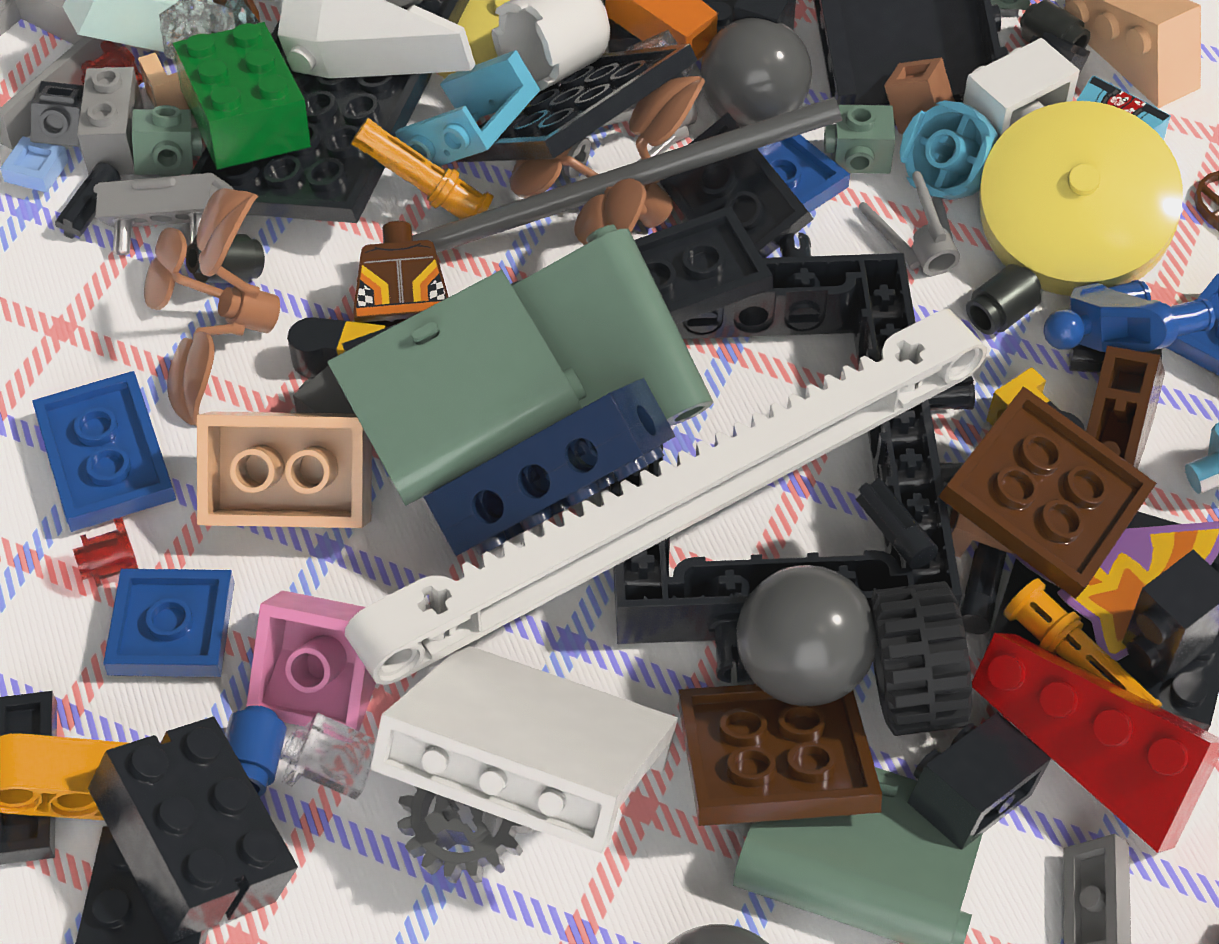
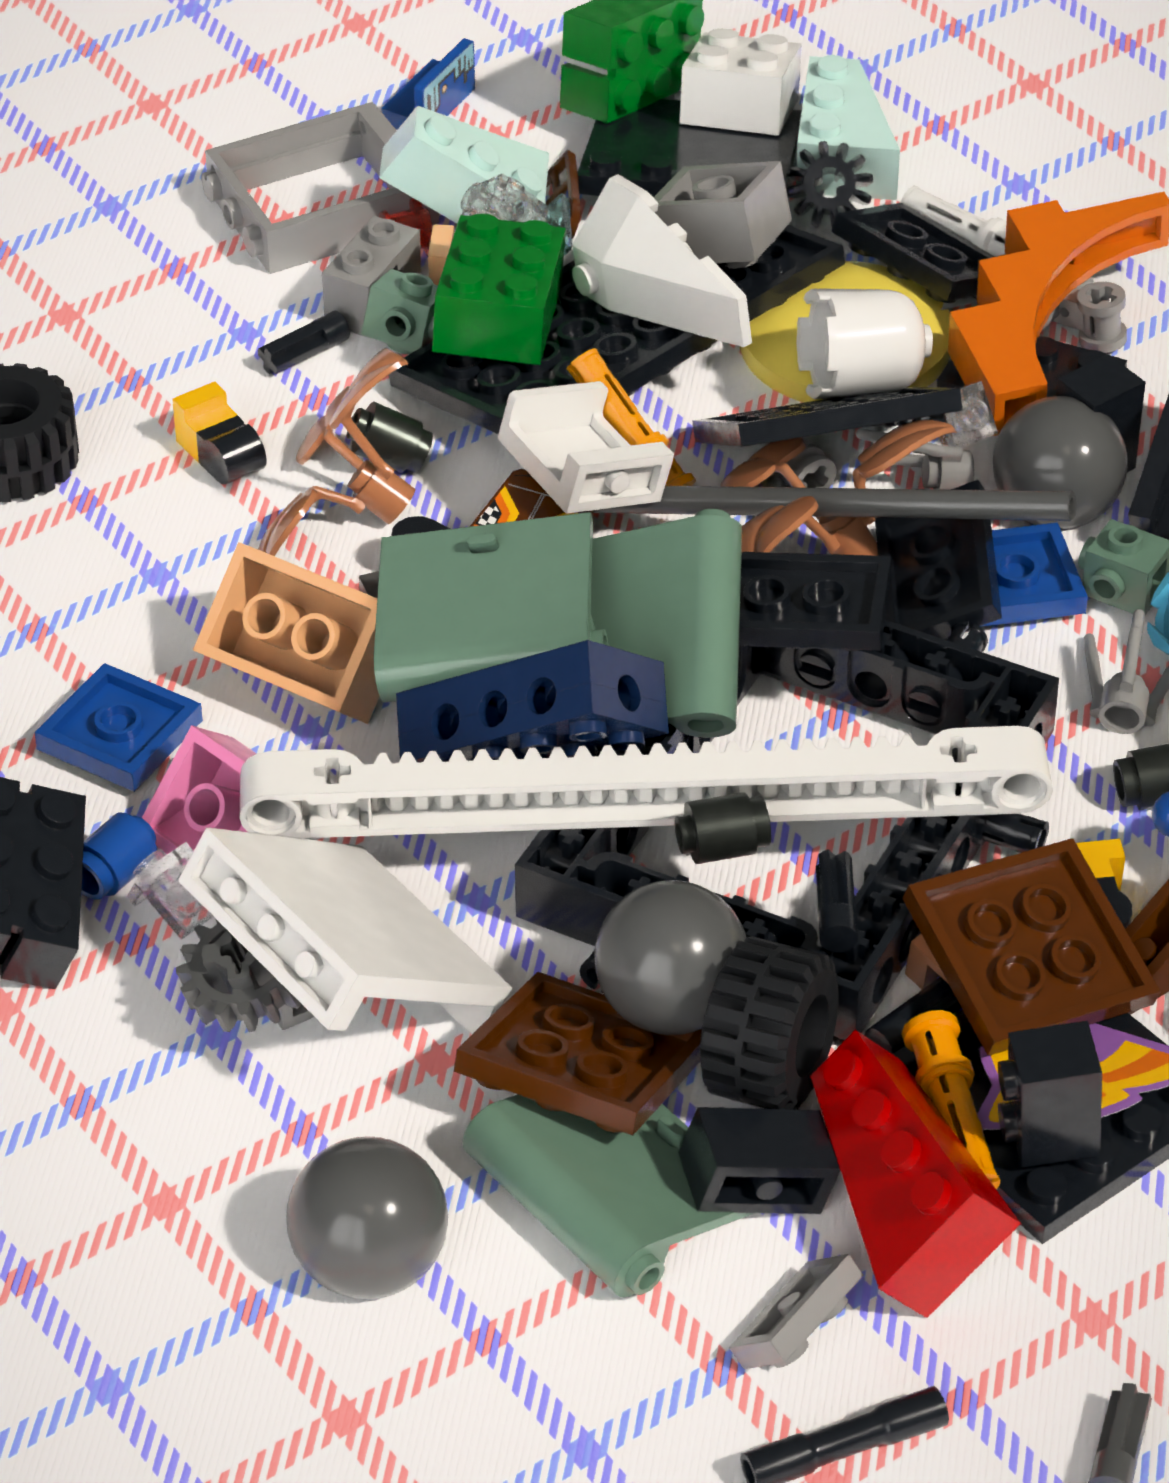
camera: 30 degrees right, 10 degrees down
(34, 164) = (275, 291): light blue plate -> none
(56, 114) = (316, 246): window -> none
(74, 313) = (217, 434): none -> leg
(103, 451) = (161, 562): blue plate -> none
(105, 554) = (99, 644): clear red brick -> none
(154, 203) = (340, 355): light grey piece -> none
(409, 214) = (577, 452): none -> white panel
(490, 87) = (751, 381): medium azure panel -> none
(770, 500) = (723, 827): none -> pearl dark grey brick

